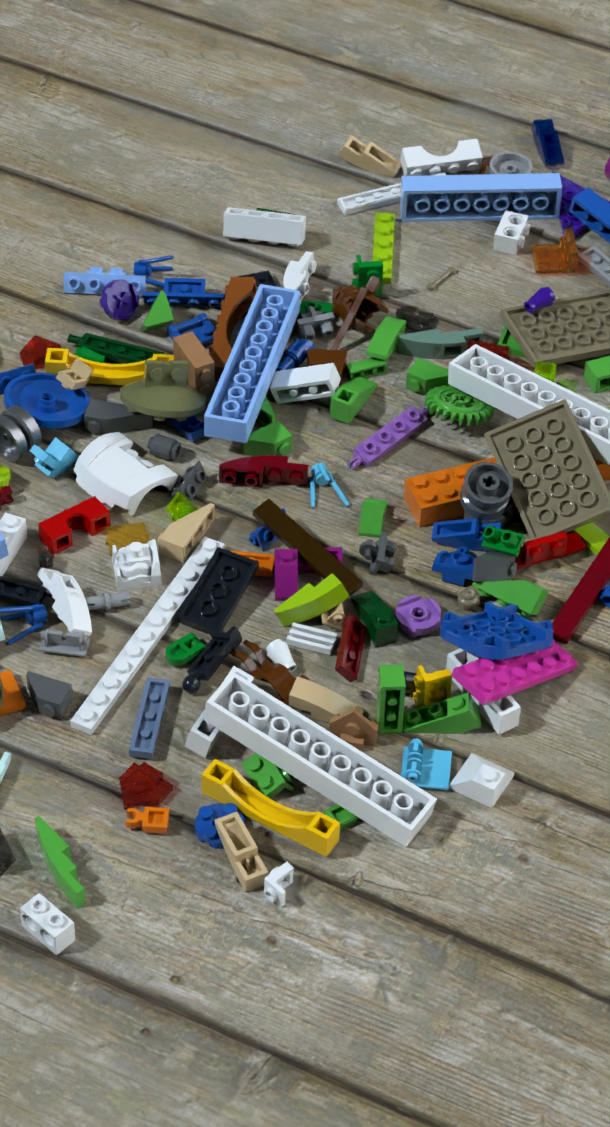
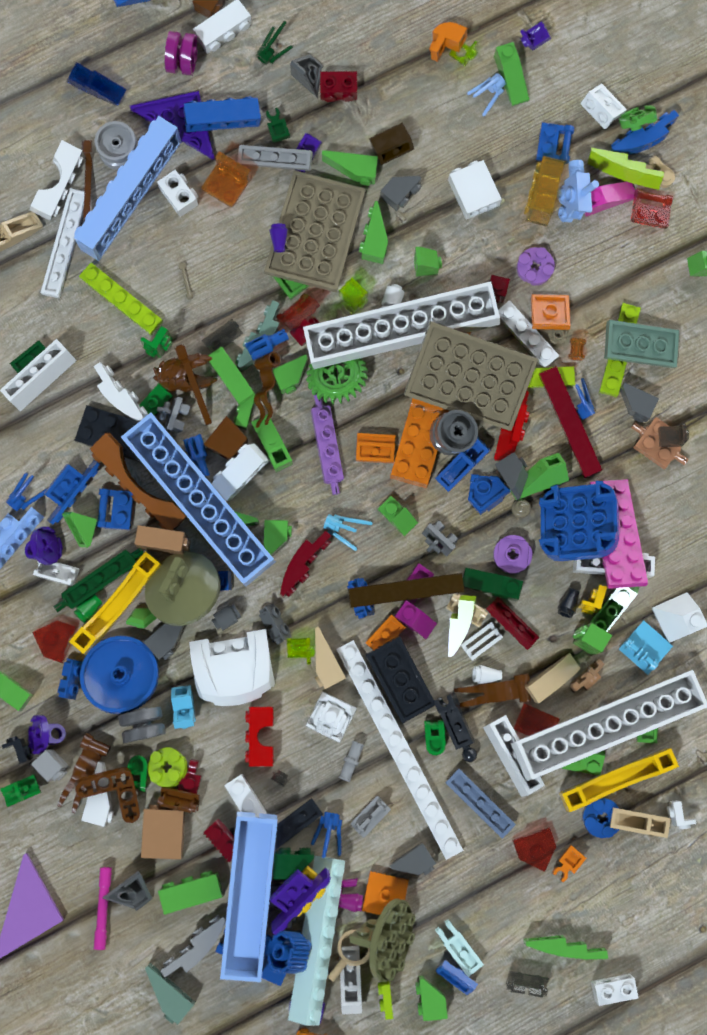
camera: 55 degrees left, 35 degrees up
(69, 600) = (340, 791): white slope -> none
(76, 376) = (113, 640): tan bracket -> none
(101, 322) = (58, 573): none -> white hinge
(109, 392) = (140, 618): none -> bright green piece
(125, 534) = (296, 703): clear yellow piece -> none
(416, 463) = (375, 448): none -> orange plate
(426, 352) = (266, 366): none -> reddish brown flag
(436, 336) = (265, 344): none -> blue arm
(502, 541) = (499, 452): green hips -> none

